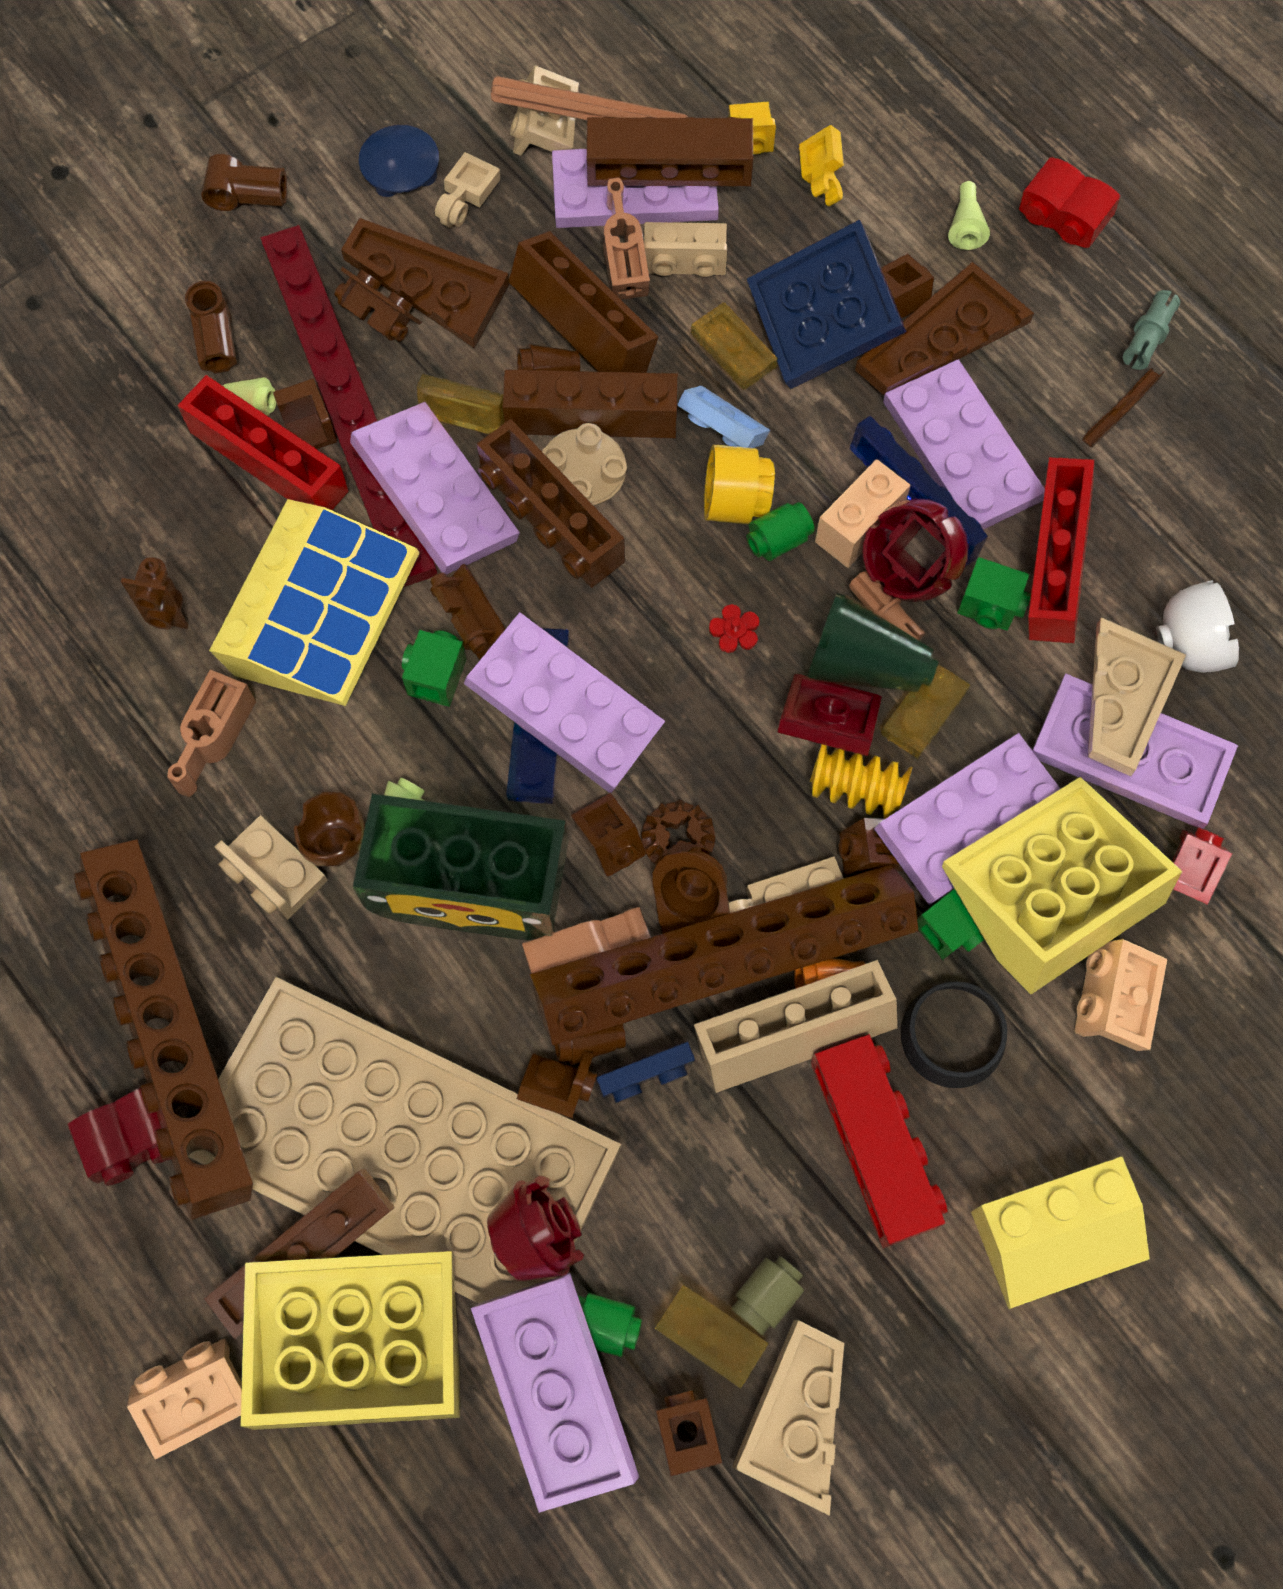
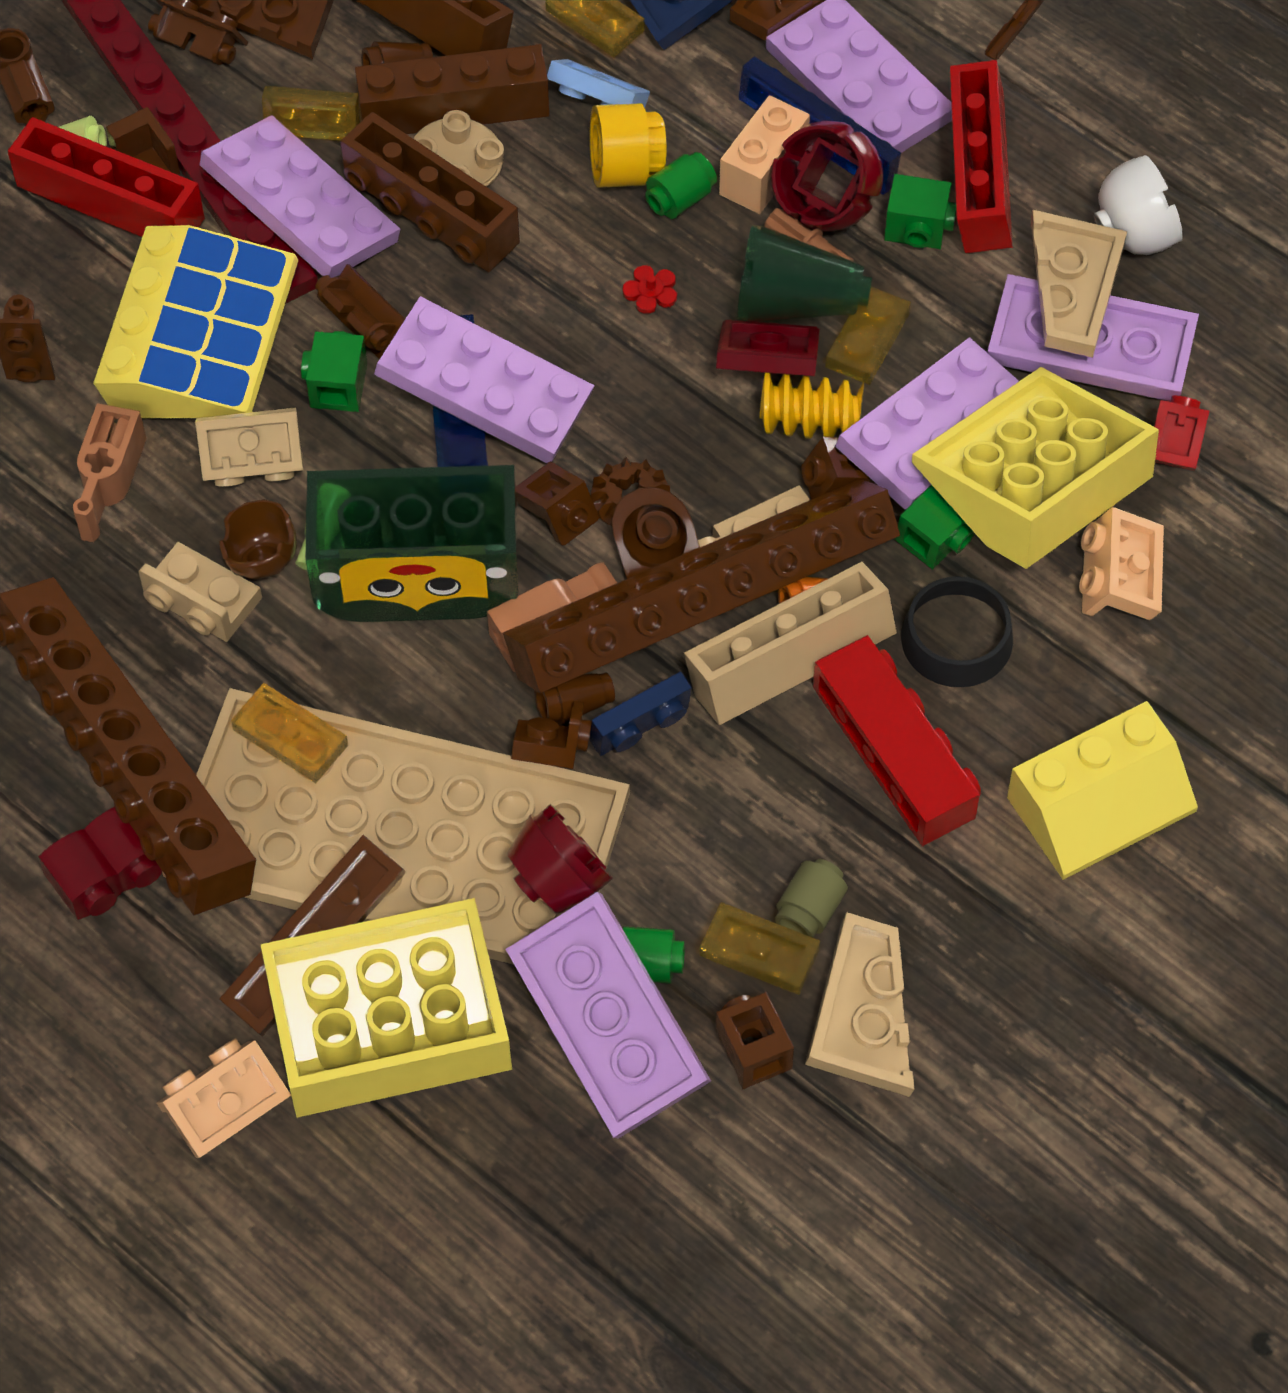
camera: 10 degrees left, 10 degrees down
(317, 1040) = (289, 732): none -> clear yellow plate
(338, 735) = (249, 446): none -> tan bracket

